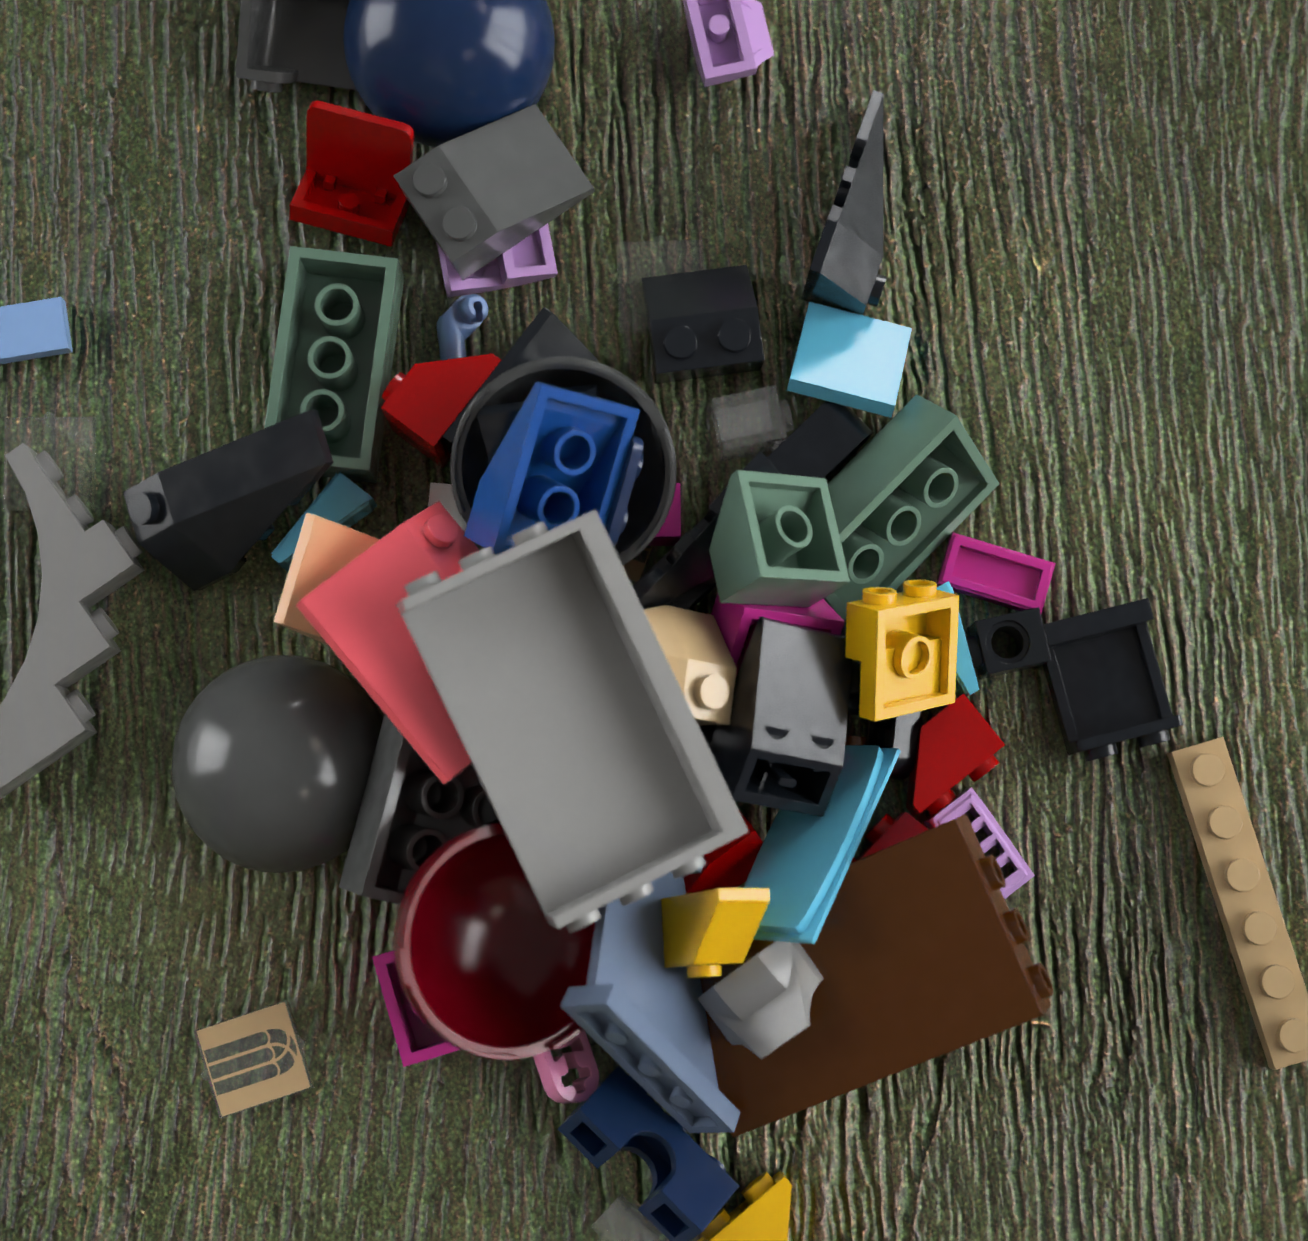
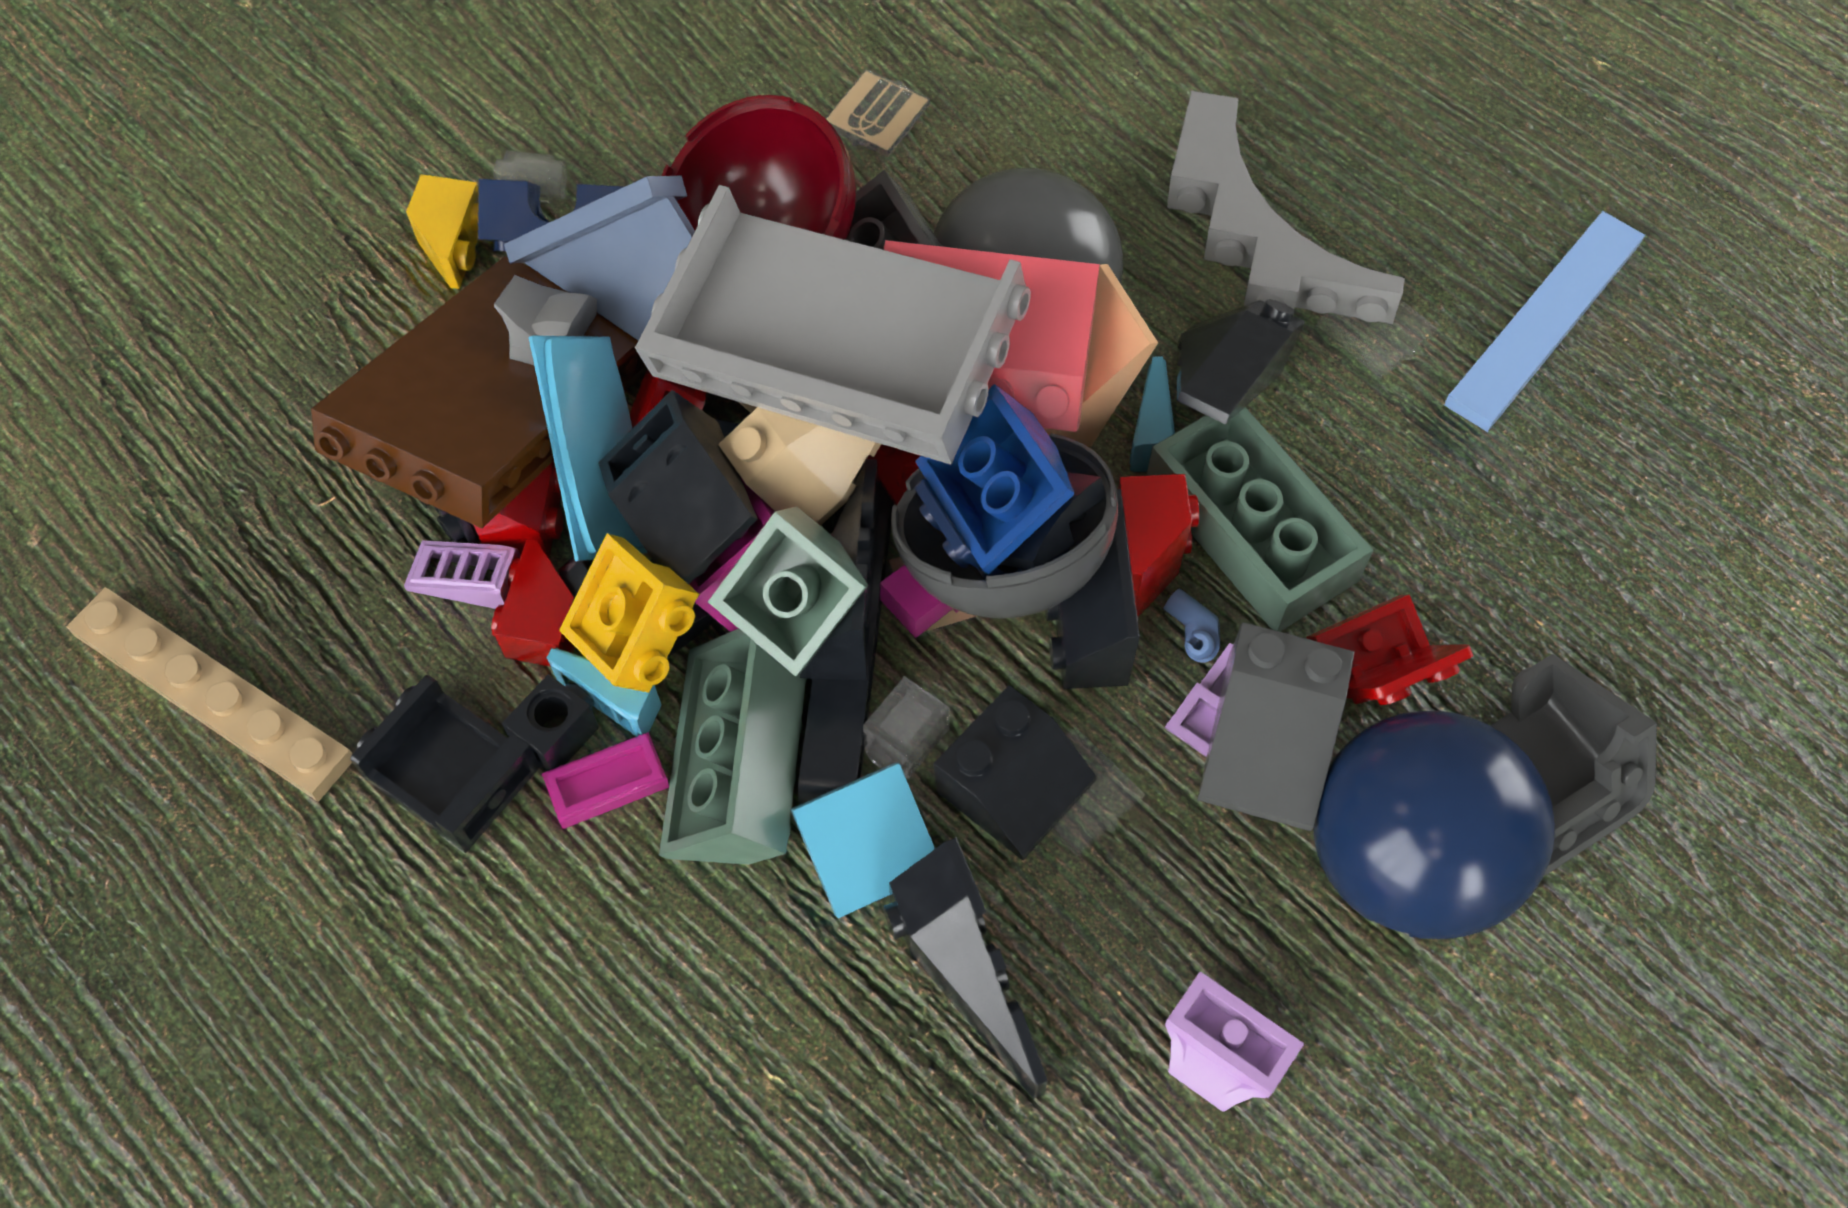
camera: 145 degrees right, 20 degrees down
(711, 928) = (616, 315): yellow slope -> none

